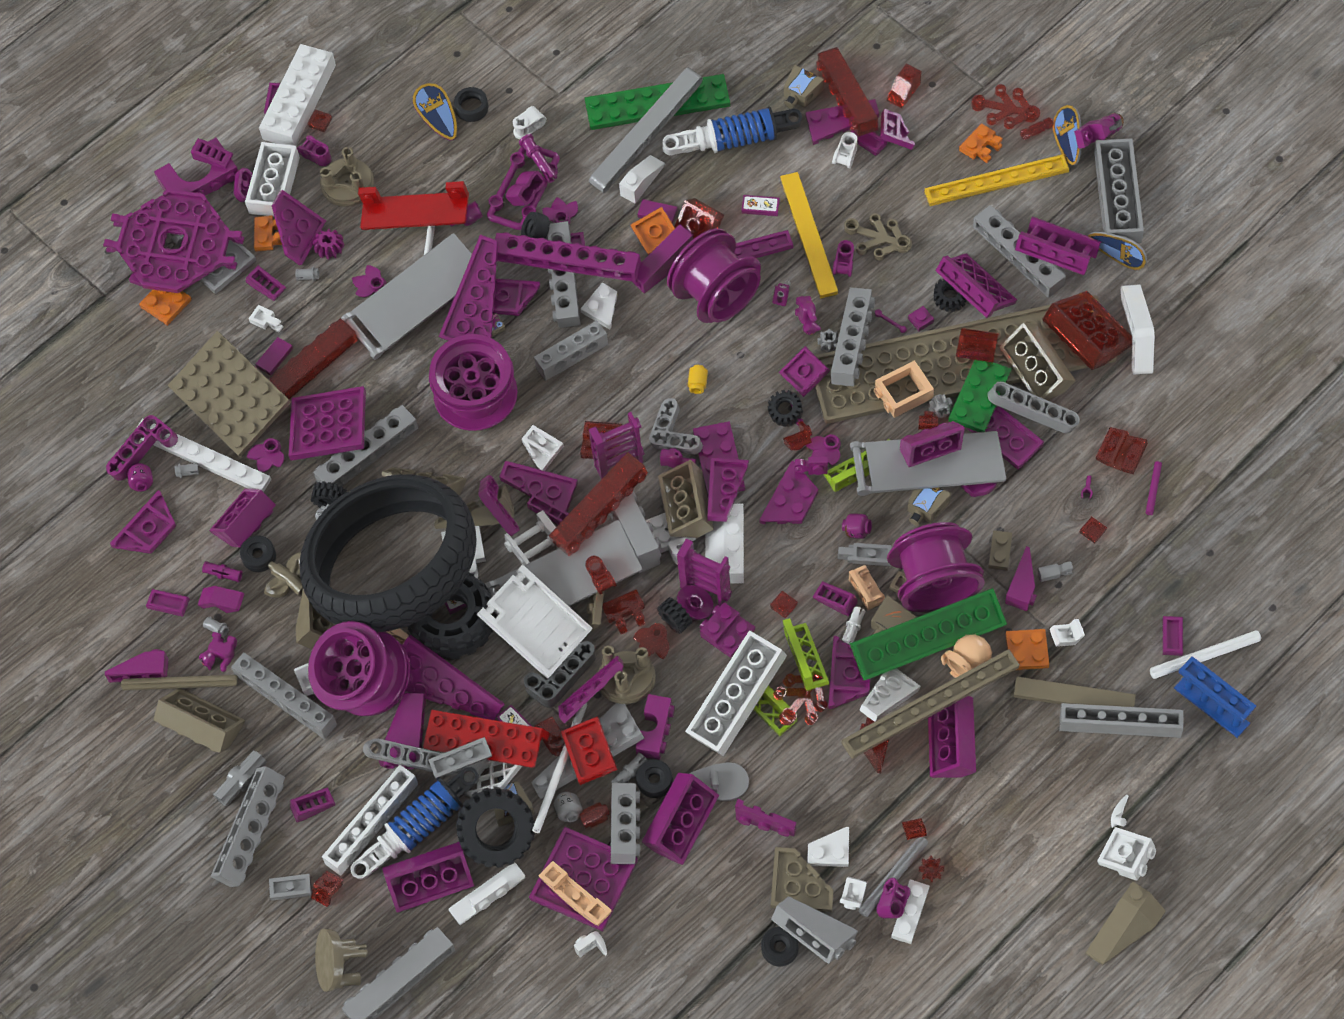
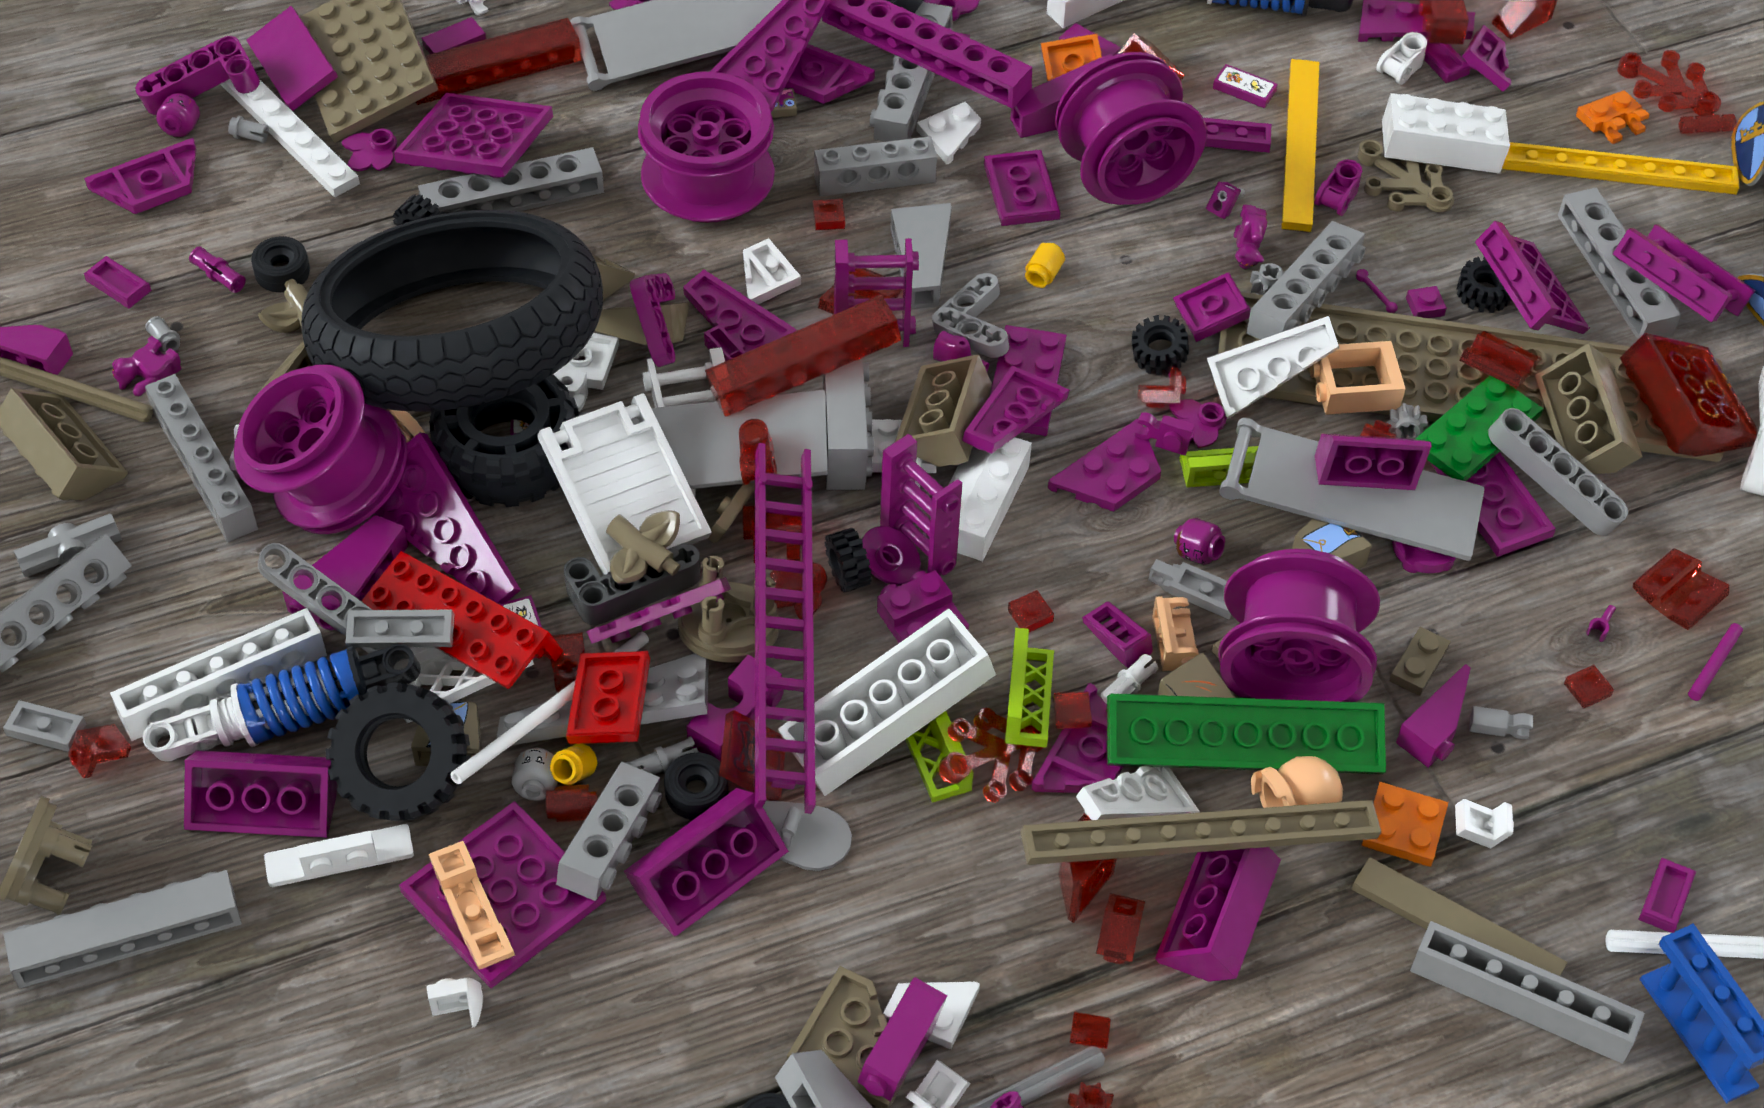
camera: 15 degrees right, 10 degrees down
(186, 411) = (292, 58): none -> magenta tile
(222, 598) = (193, 300): magenta slope -> none
(243, 517) = (290, 212): magenta slope -> none
(308, 798) = (138, 631): magenta slope -> none
(558, 393) = (829, 214): none -> clear red plate
(563, 654) = (643, 546): none -> dark tan plant
(585, 794) = (573, 764): none -> yellow brick
(621, 394) = (930, 235): none -> light grey slope
(660, 329) = (1021, 187): none -> magenta tile
(677, 750) = (739, 754): none -> clear red tile
(702, 760) = (780, 778): none -> magenta ladder
(765, 822) = (853, 923): magenta wing -> none
(827, 875) = (902, 1039): none -> magenta slope
(832, 656) = (1072, 710): none -> clear red tile
(851, 402) = (1264, 365): none -> white wing
(890, 198) = (1445, 133): none -> white brick
(907, 767) = (1120, 928): none -> clear red slope

